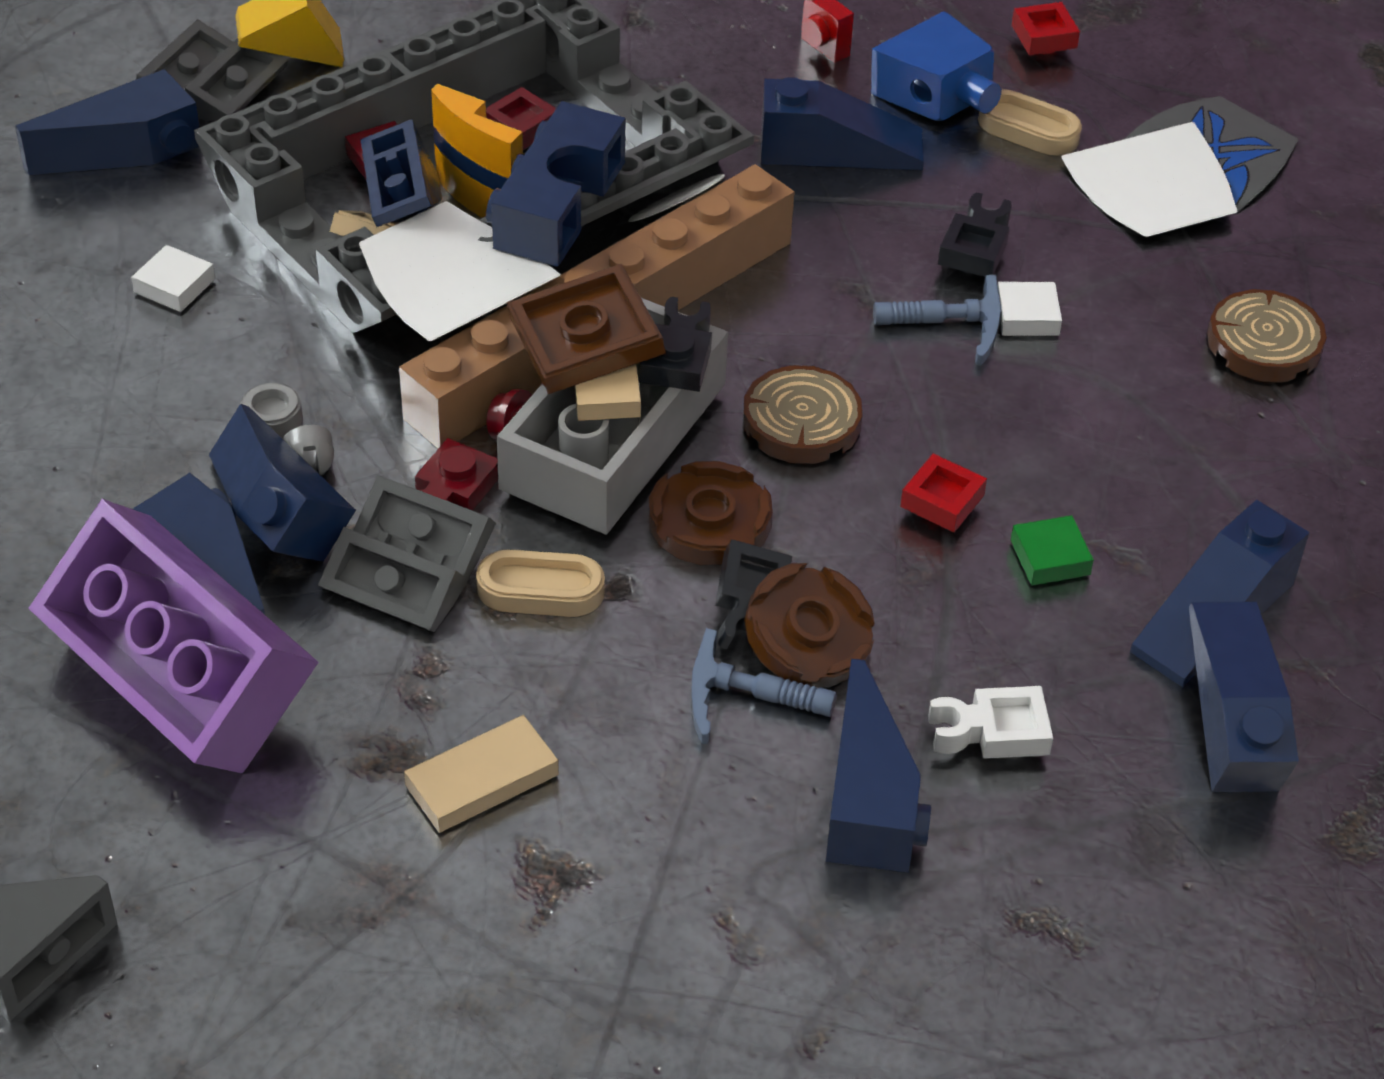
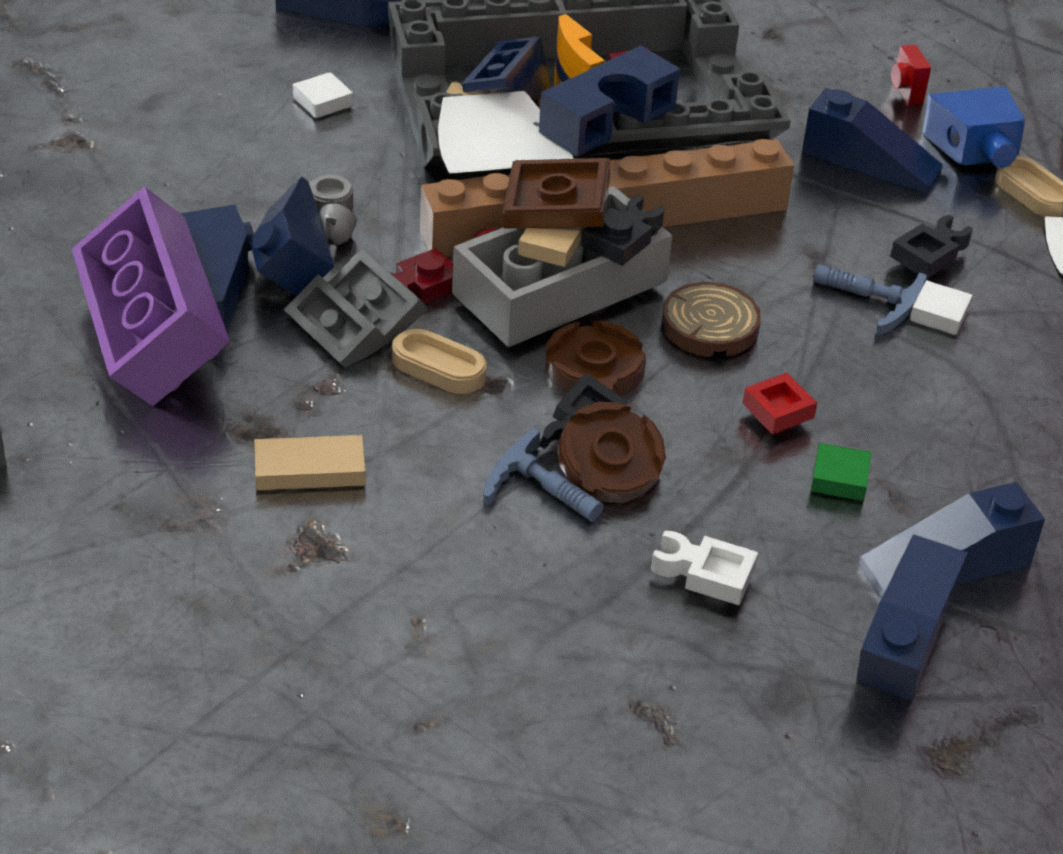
camera: 25 degrees right, 5 degrees down
(875, 786) = (573, 576): dark blue slope -> none

